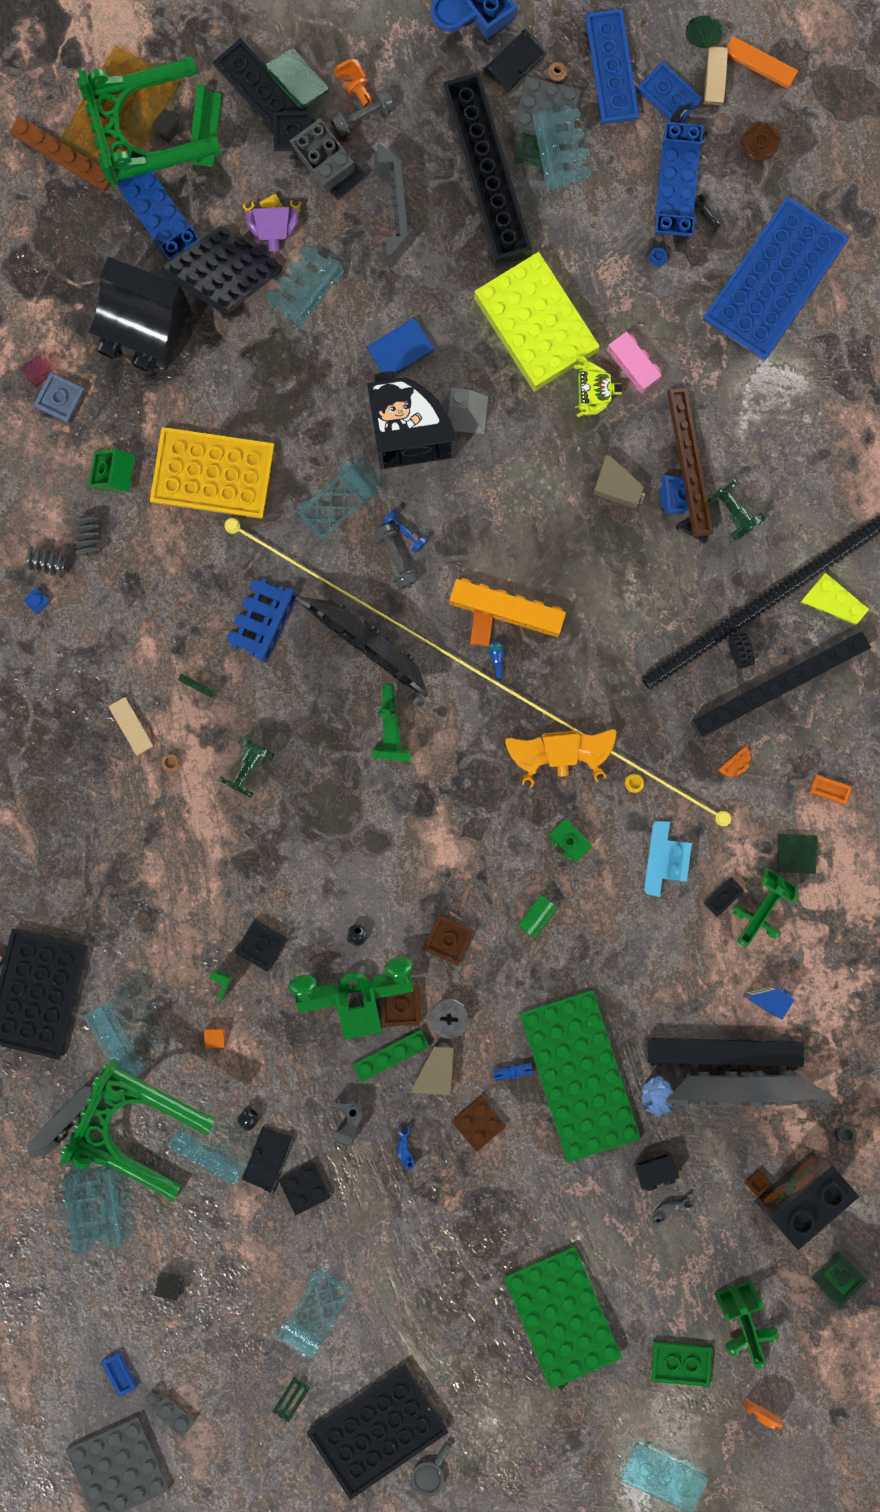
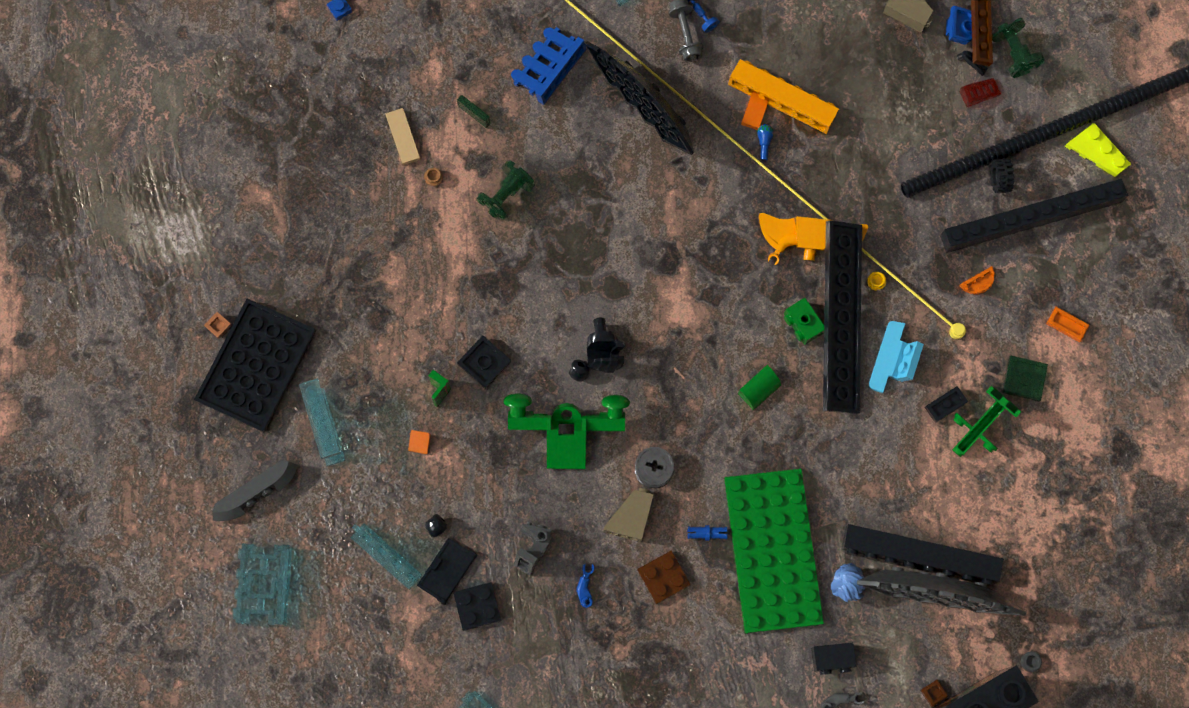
camera: 10 degrees right, 10 degrees down
(120, 1090) = (270, 520): green arch -> none
(169, 1286) = (322, 675): clear smoke brick -> none
(377, 910) = (604, 349): none -> black piece
(391, 744) = (648, 198): green piece -> none
(391, 1055) = (589, 493): green plate -> none
(401, 1009) = (608, 448): reddish brown plate -> none
(448, 940) = (668, 392): reddish brown plate -> none
(606, 831) = (842, 317): none -> black plate
(693, 570) = (967, 98): none -> clear red slope
(773, 1000) = (976, 510): blue slope -> none

